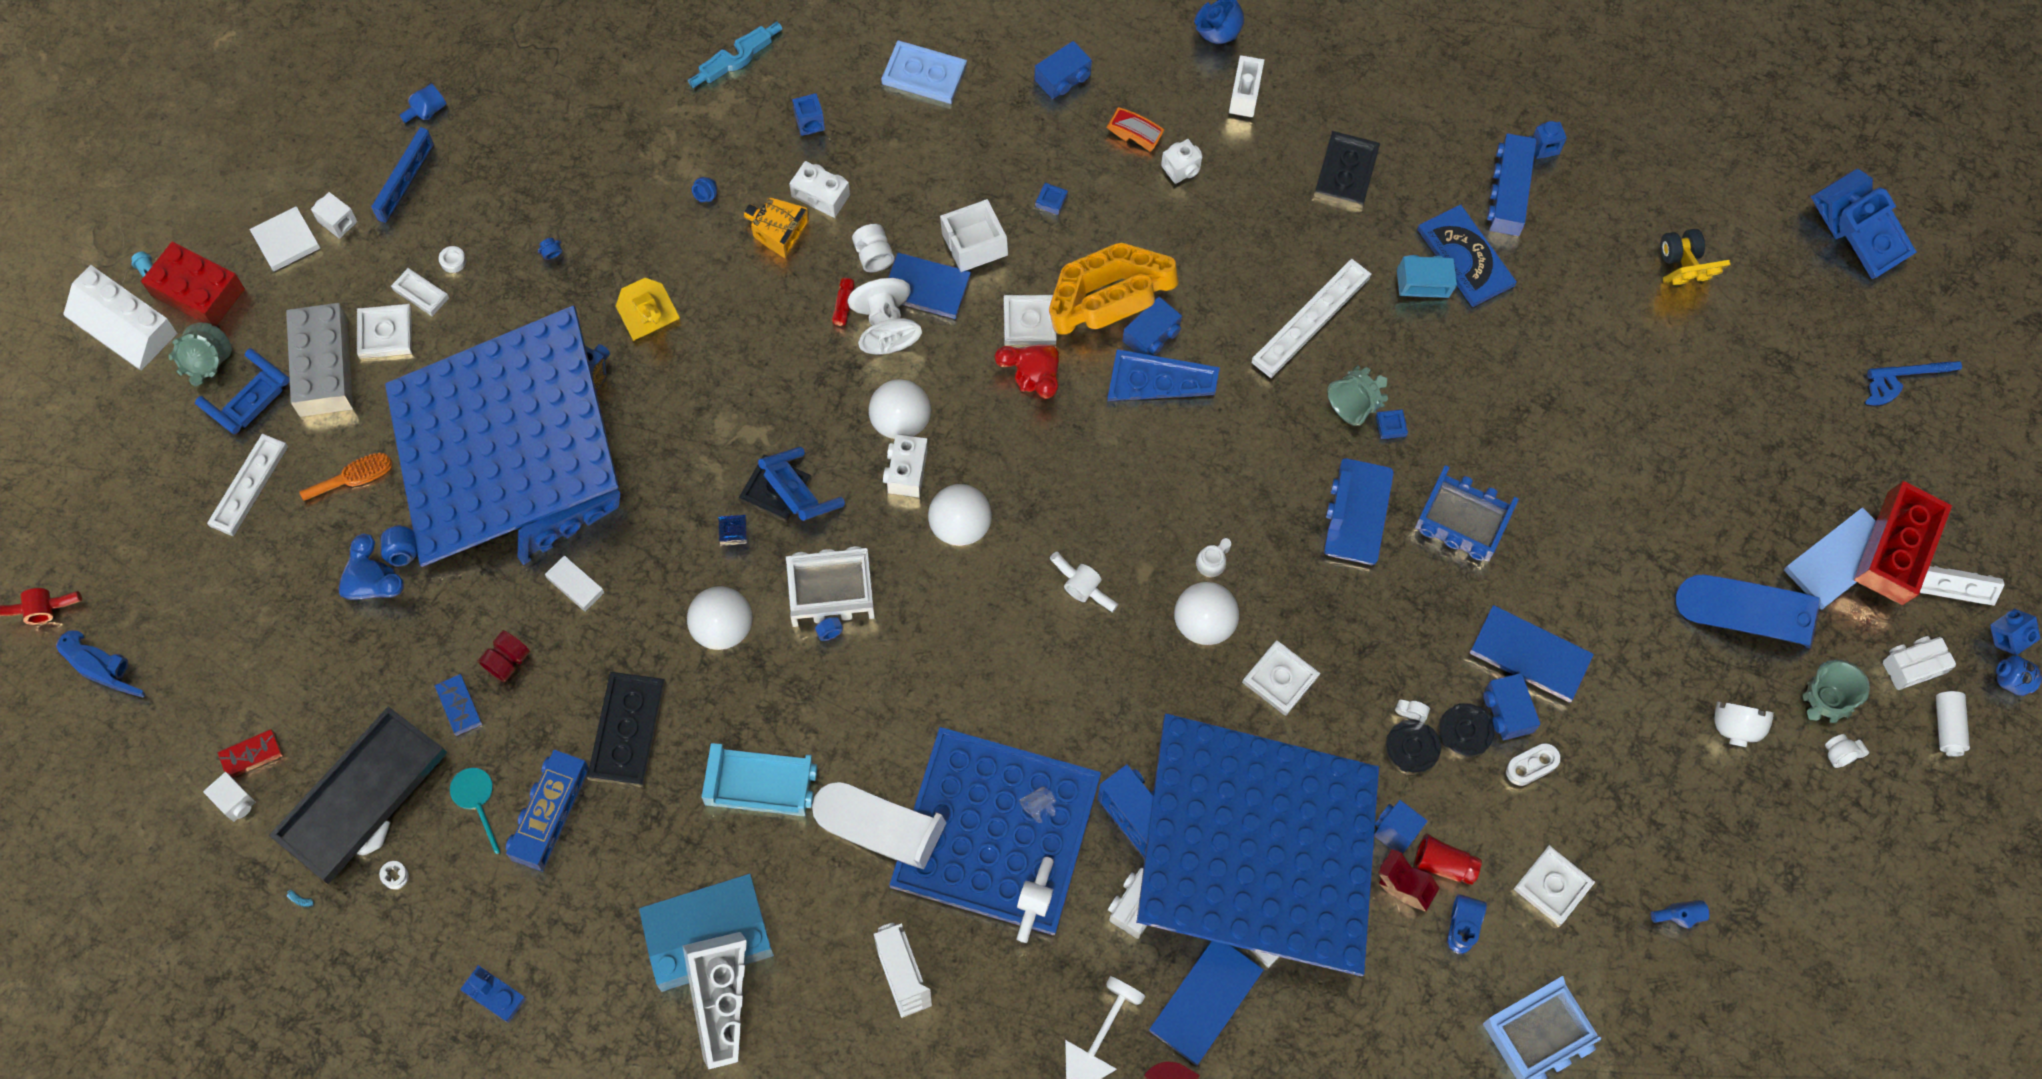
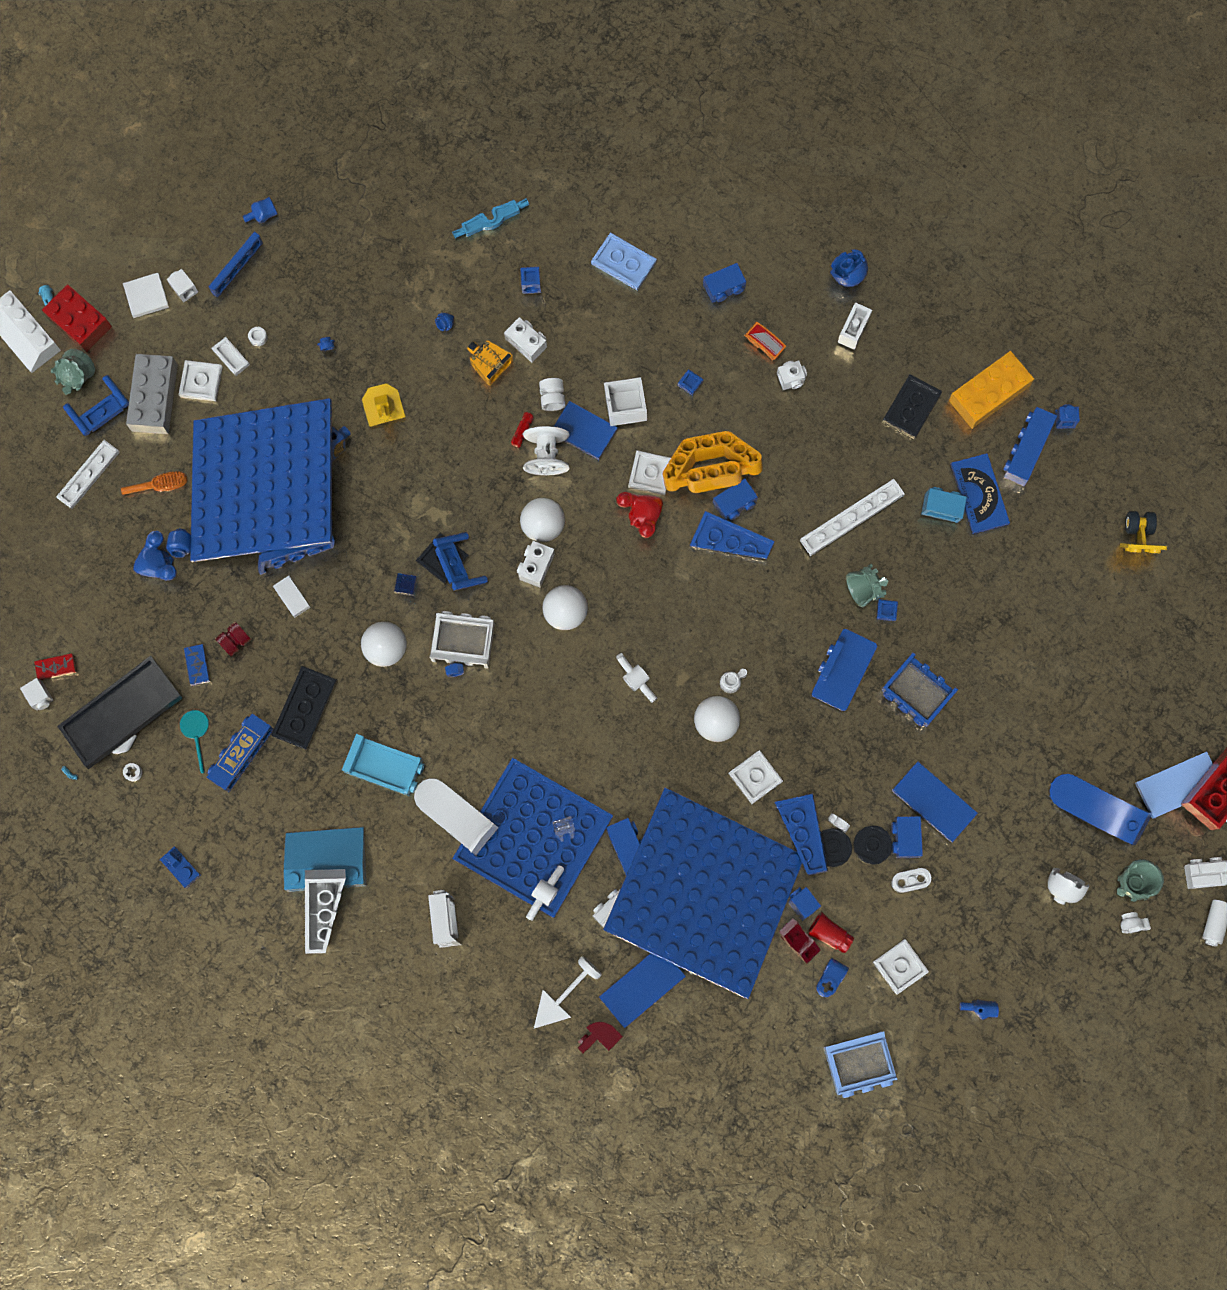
camera: 20 degrees right, 10 degrees up
(1367, 727) = (804, 829): none -> blue wing
(1442, 127) = (991, 389): none -> light orange brick

